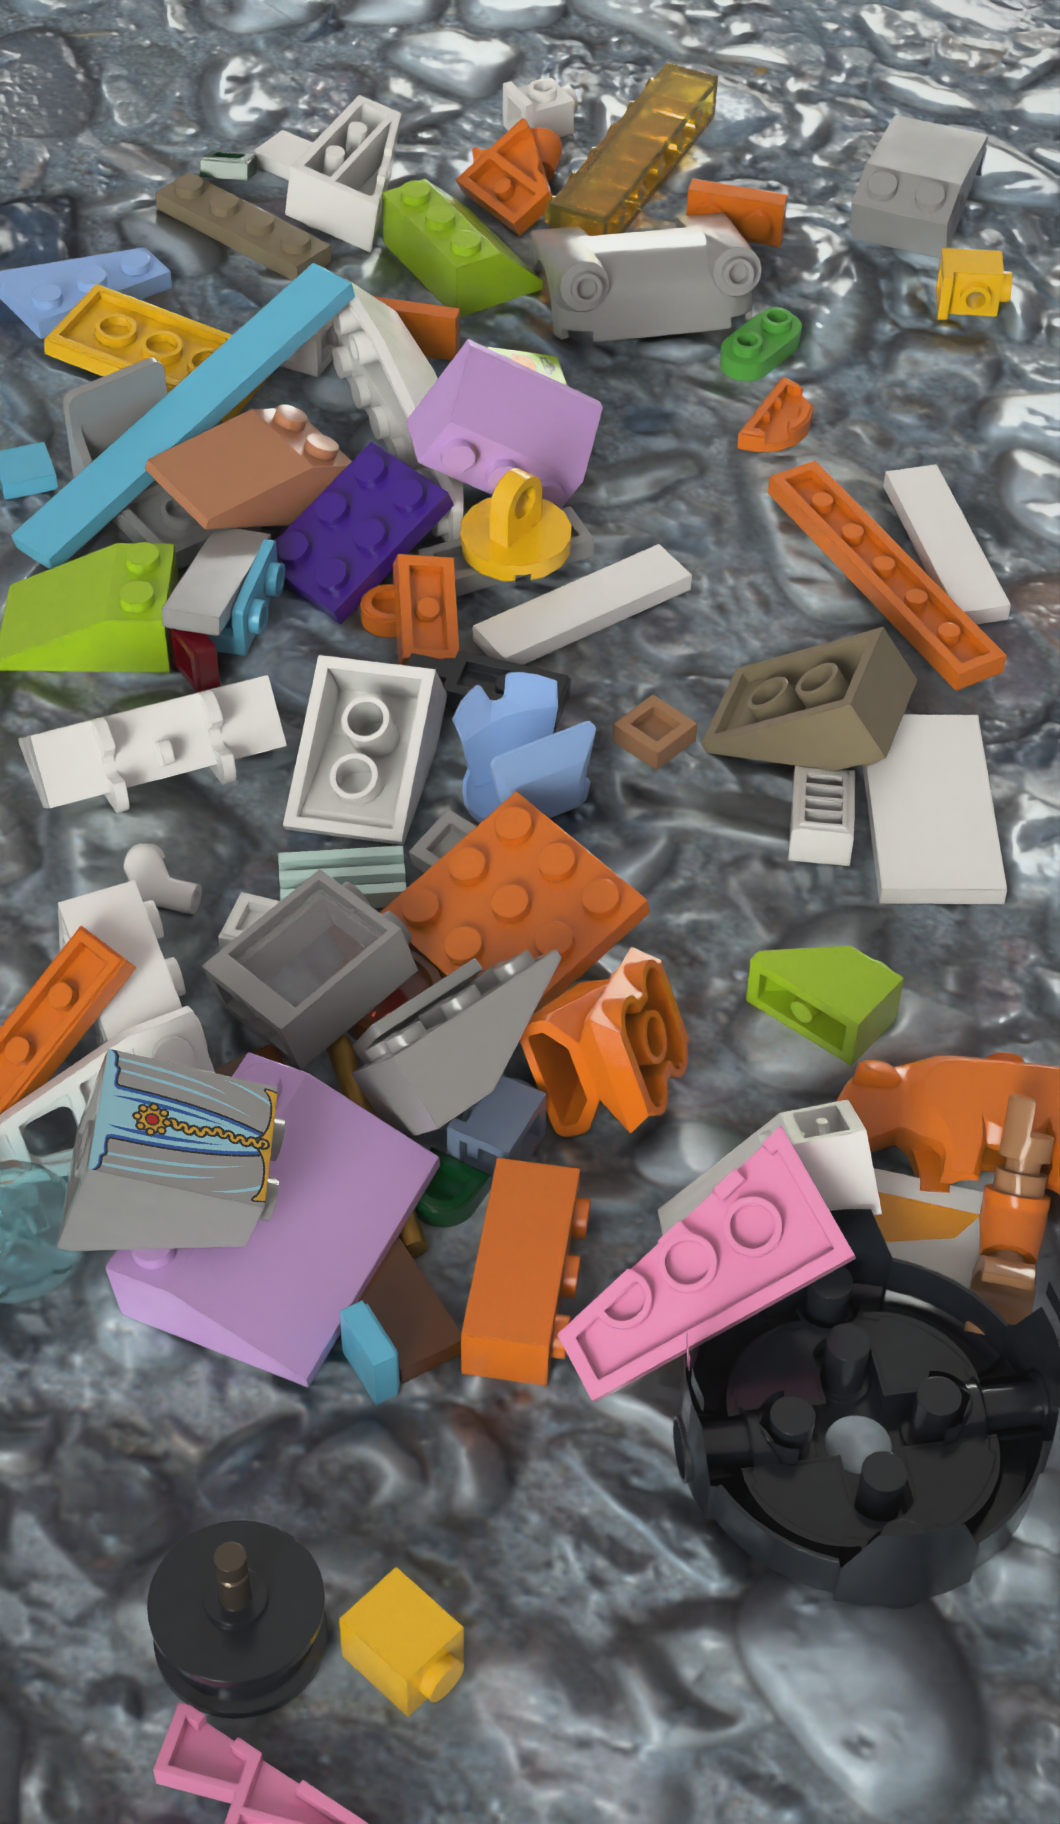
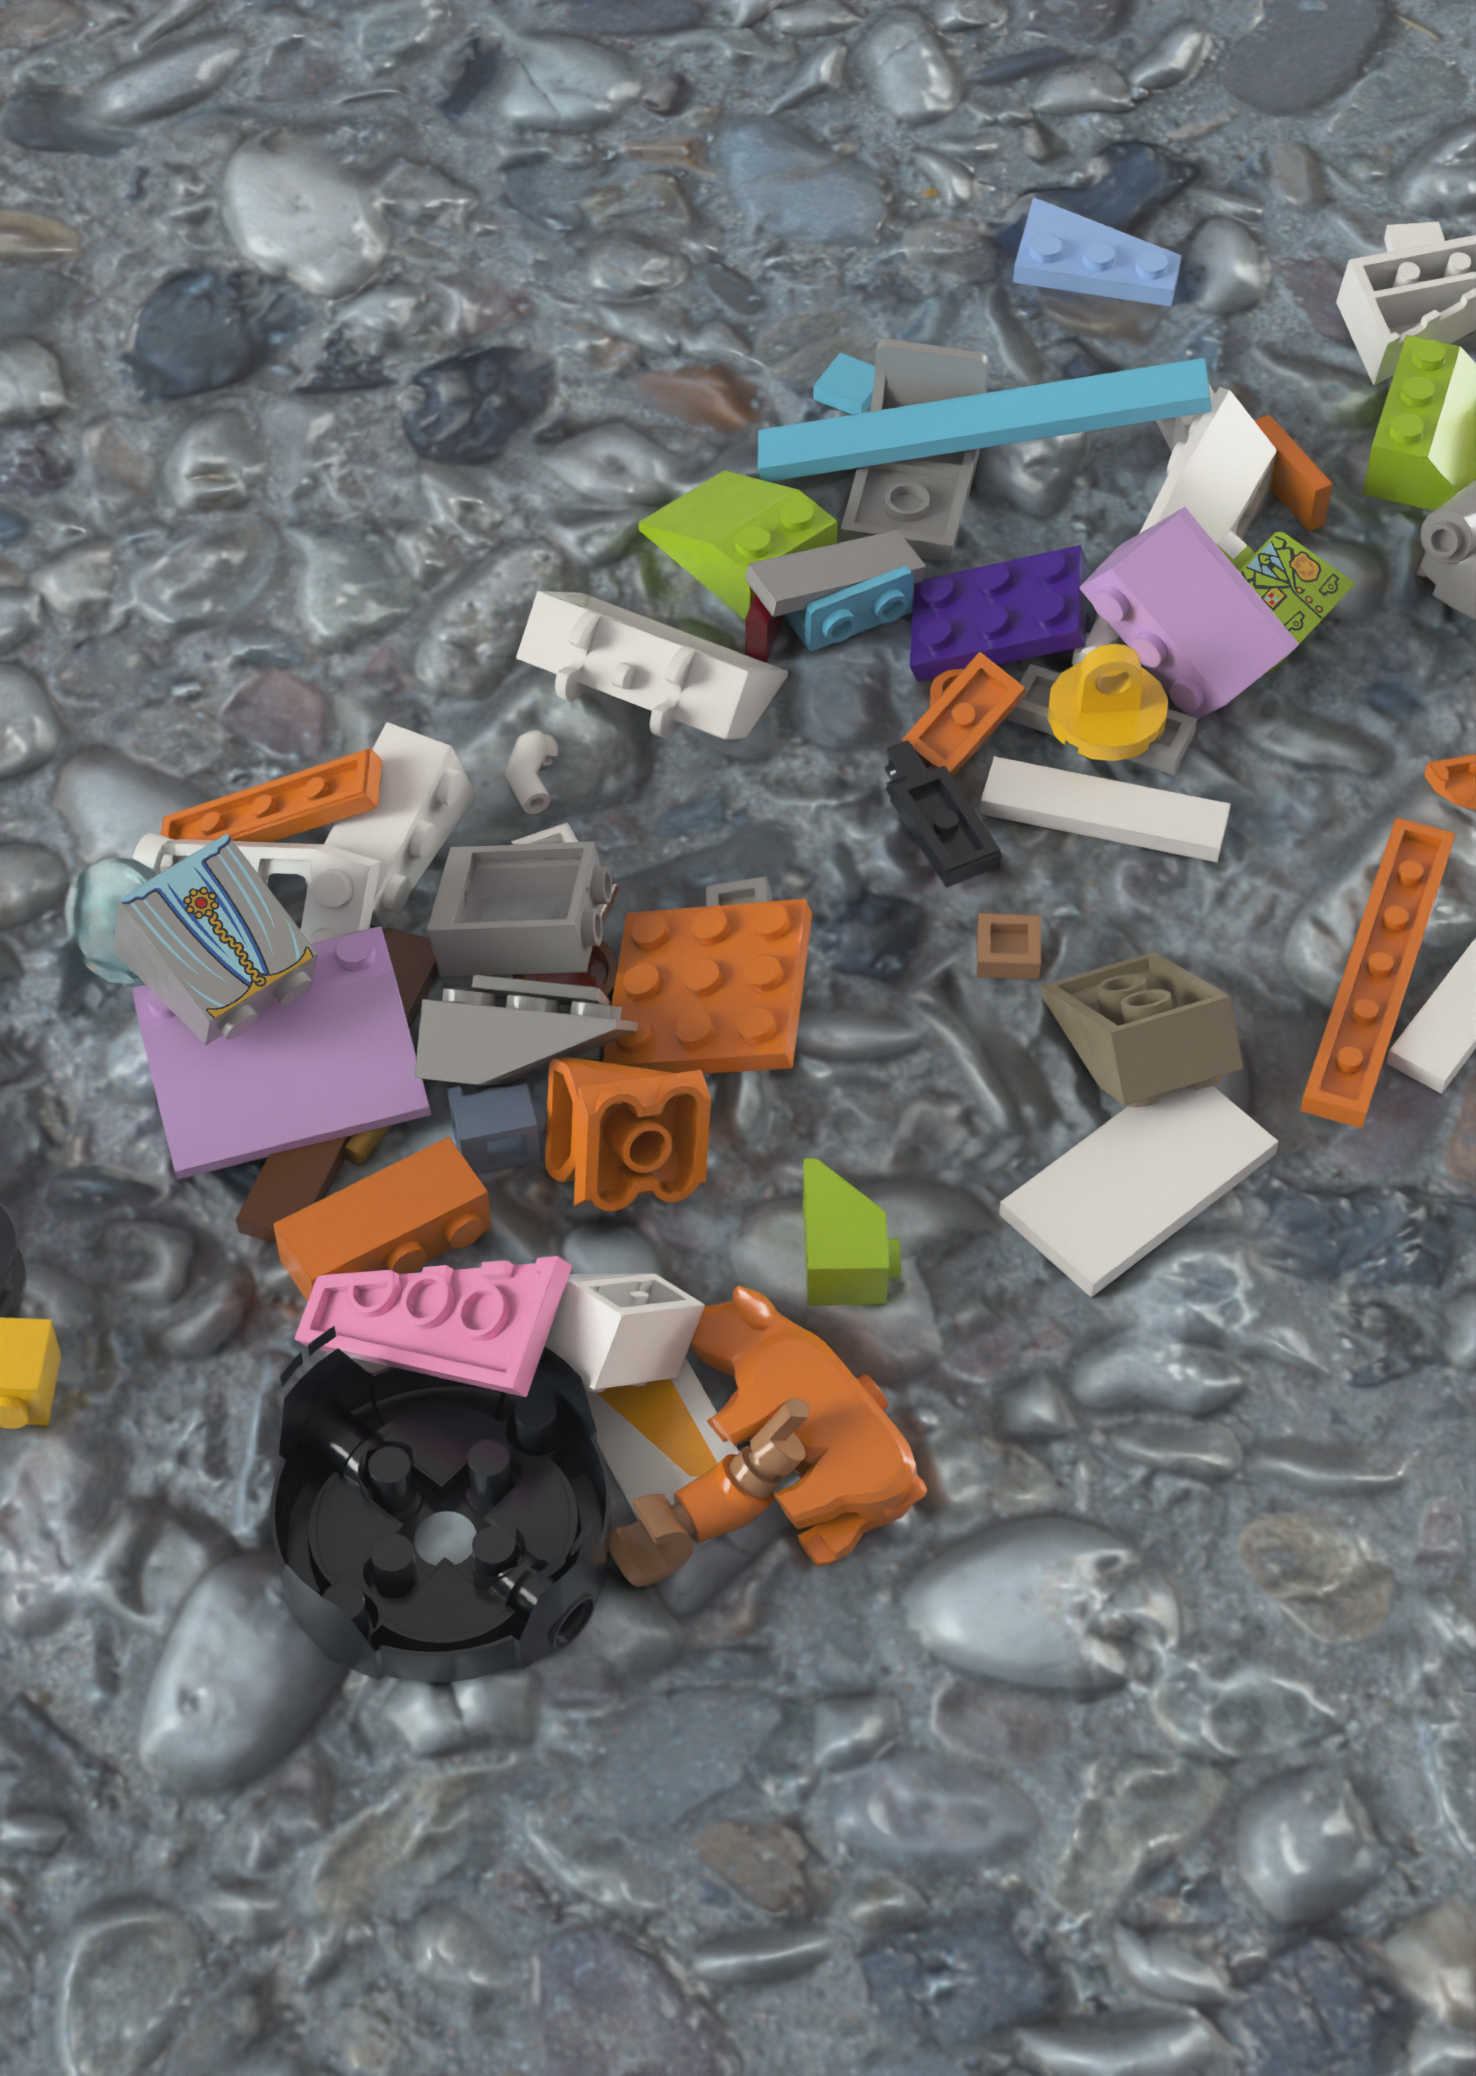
camera: 50 degrees right, 5 degrees up
(117, 331) = (1061, 332): yellow tile -> none
(228, 165) = (1348, 225): tile -> none
(242, 226) = (1292, 291): dark tan plate -> none
(250, 469) = (973, 502): nougat slope -> none
(349, 865) = (656, 865): light aqua tile -> none
(365, 749) = (778, 789): white slope -> none
(370, 1352) = (227, 1189): medium azure tile -> none
(452, 1193) = (420, 1133): dark green tile -> none
(514, 748) = (871, 877): light blue piece -> none
(820, 824) = (1026, 1143): white slope -> none

